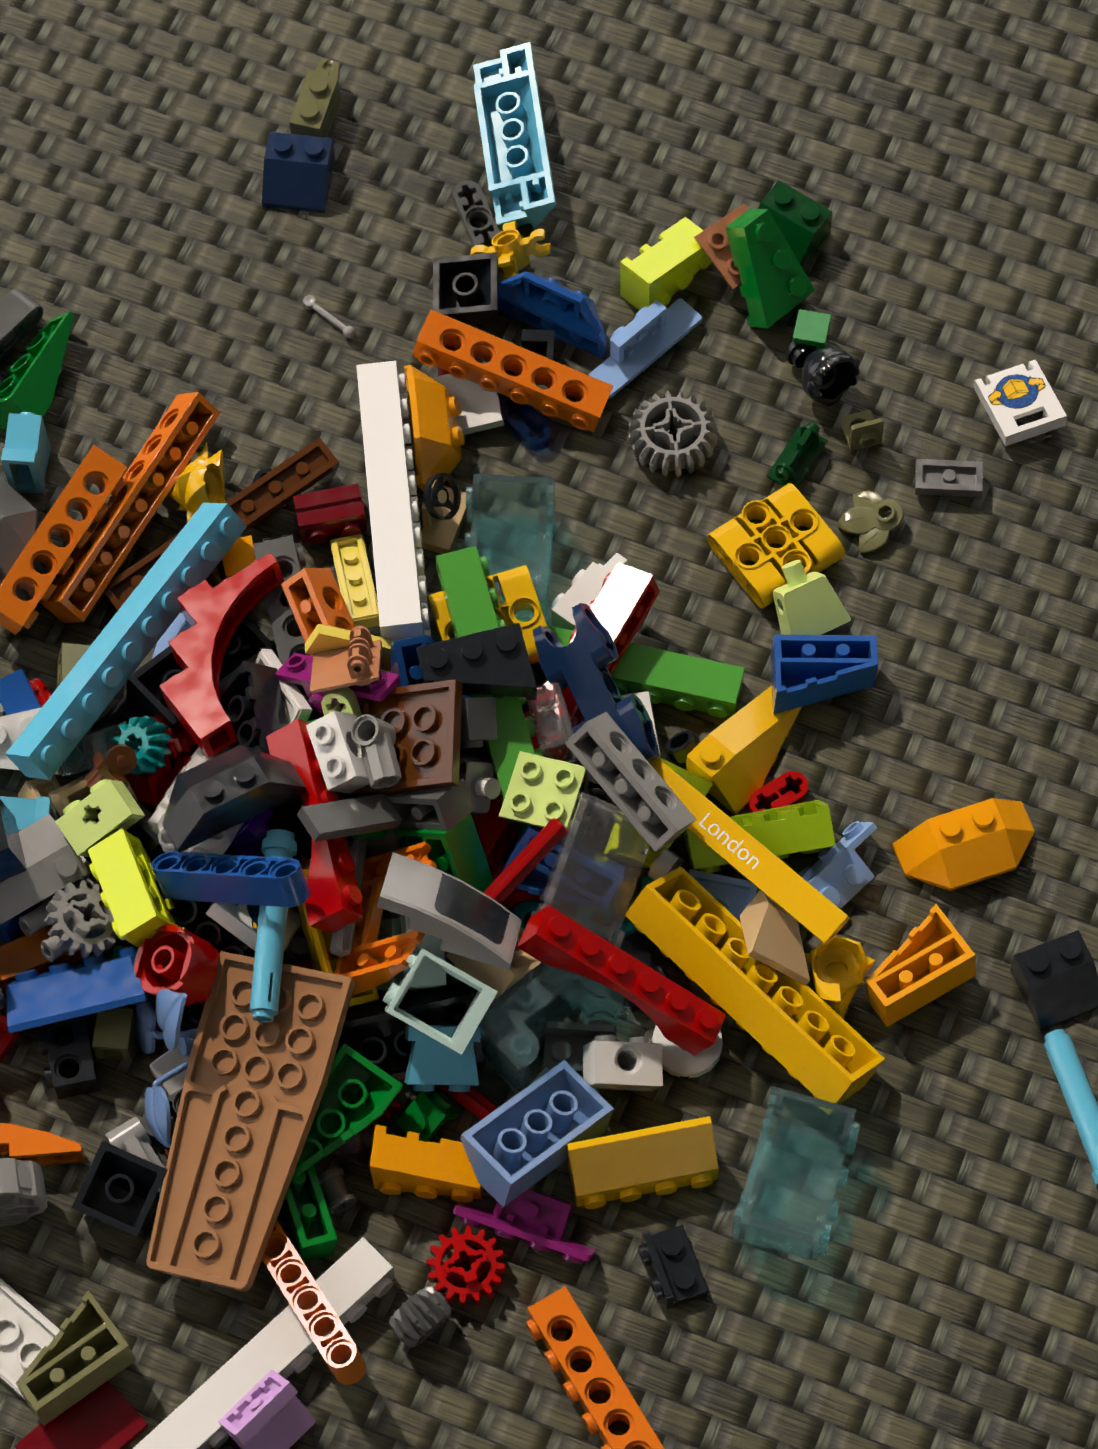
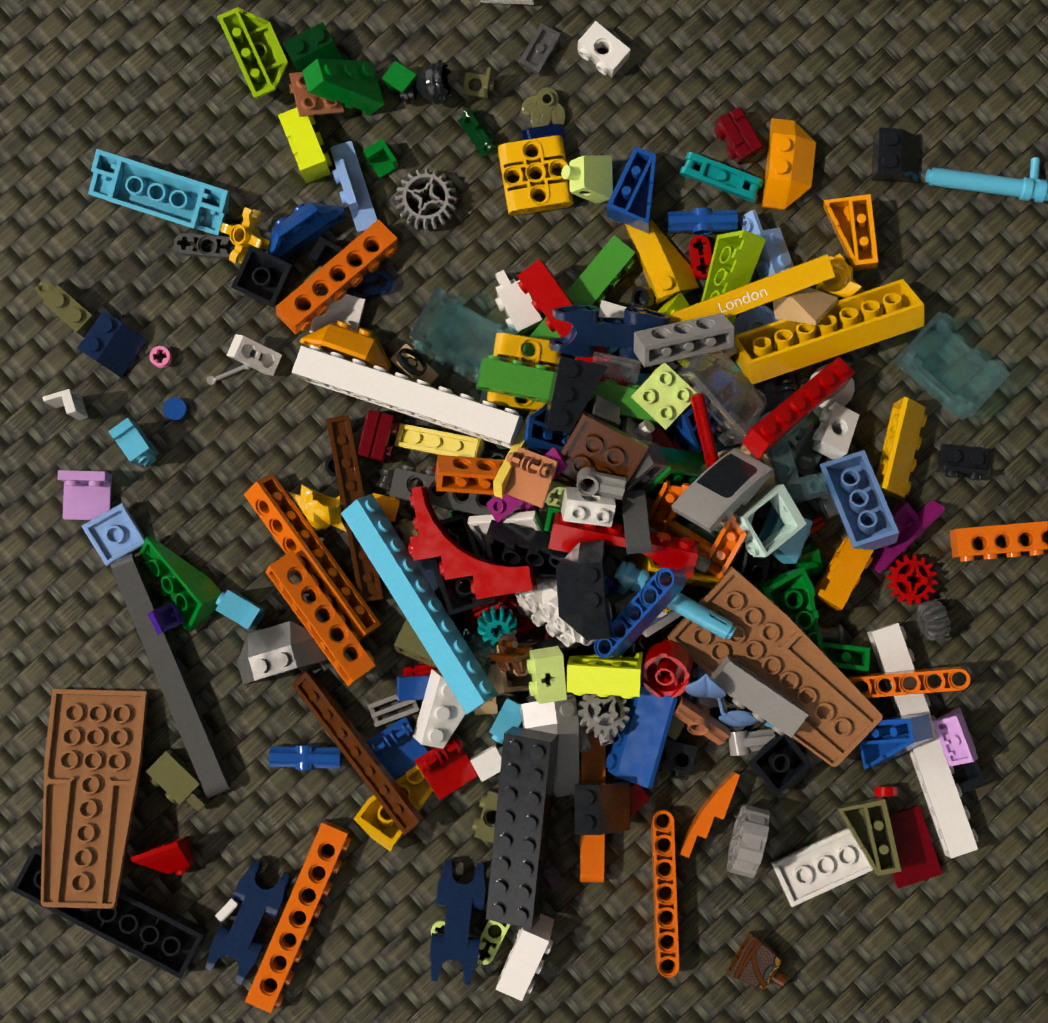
camera: 70 degrees left, 20 degrees up
(59, 278) = (114, 533): none -> light blue plate
(94, 228) = (85, 494): none -> lavender bracket
(133, 1060) = (700, 721): none -> nougat piece
(146, 1367) = (886, 792): none -> red tile
(182, 244) = (134, 443): none -> medium azure hips
(194, 1101) = (760, 697): none -> light grey brick
(197, 155) = (71, 400): none -> white panel
(220, 1325) = (894, 737): none -> blue wedge
(251, 277) = (175, 409): none -> blue tile
(315, 226) = (156, 352): none -> bright pink bush
(362, 326) = (254, 355): none -> white piece
(699, 360) = (380, 158): none -> green panel
(752, 156) = (255, 50): none -> lime wedge
(827, 774) = (702, 221): none -> blue piece
(841, 530) = (543, 131): none -> clear blue beam
(902, 772) = (721, 177): none -> teal plate
(970, 766) = (738, 135): none -> dark red brick
(986, 569) = (599, 37): none -> white brick

